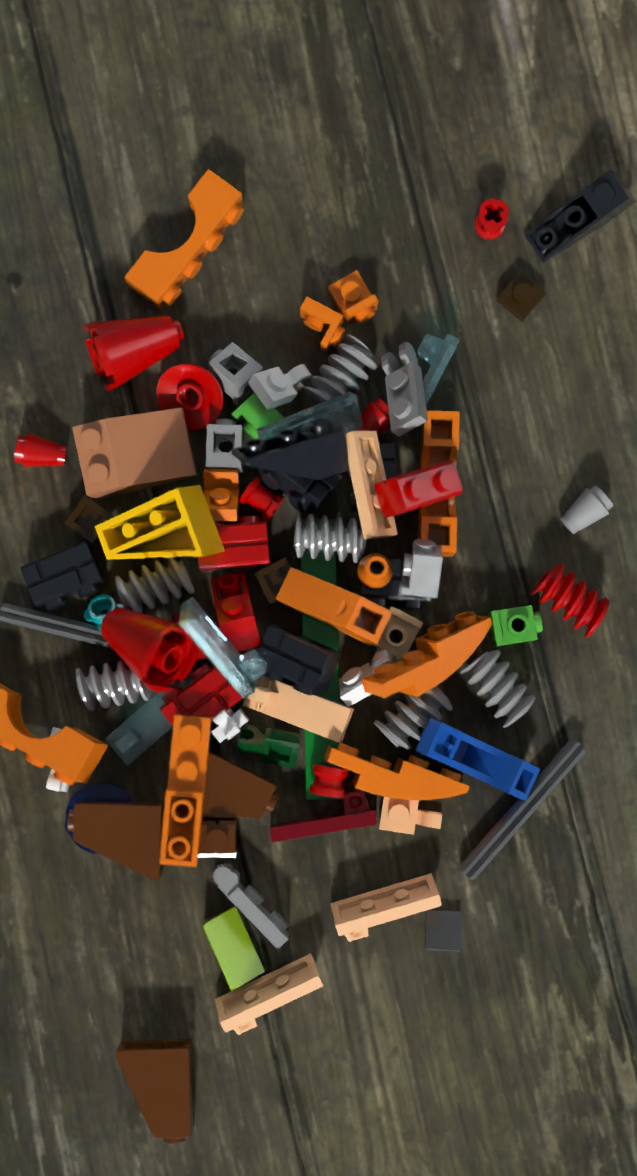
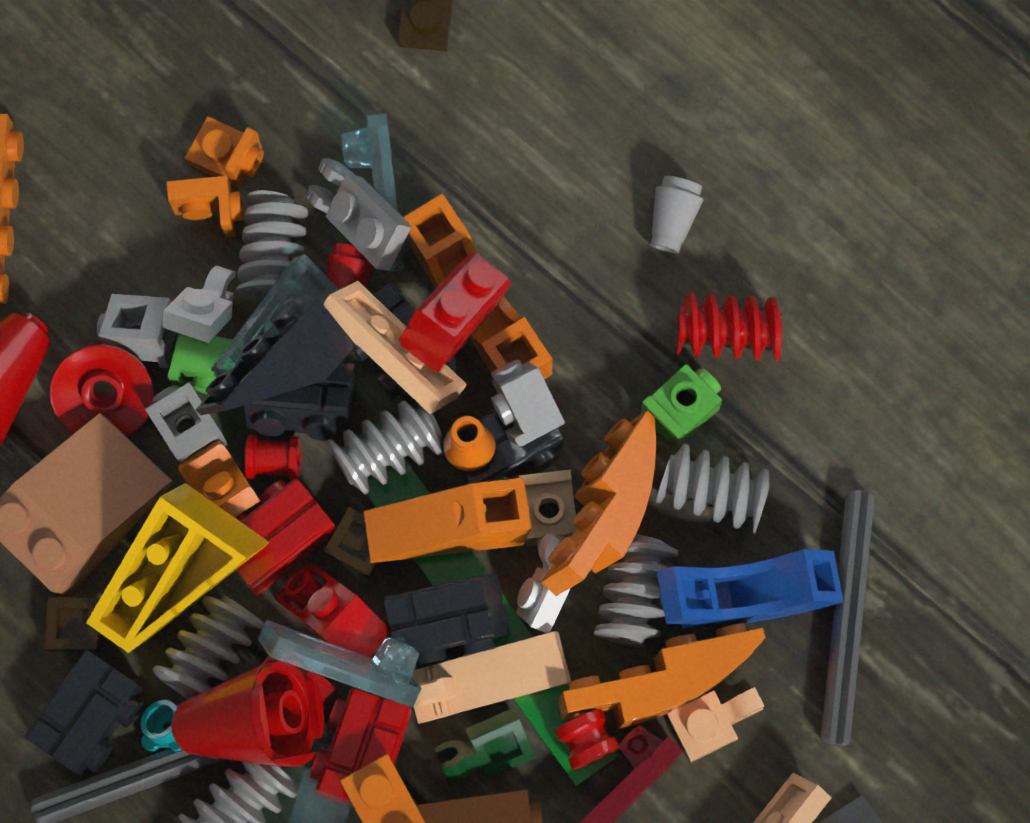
camera: 30 degrees left, 10 degrees down
(228, 724) = (414, 756): white plate -> none

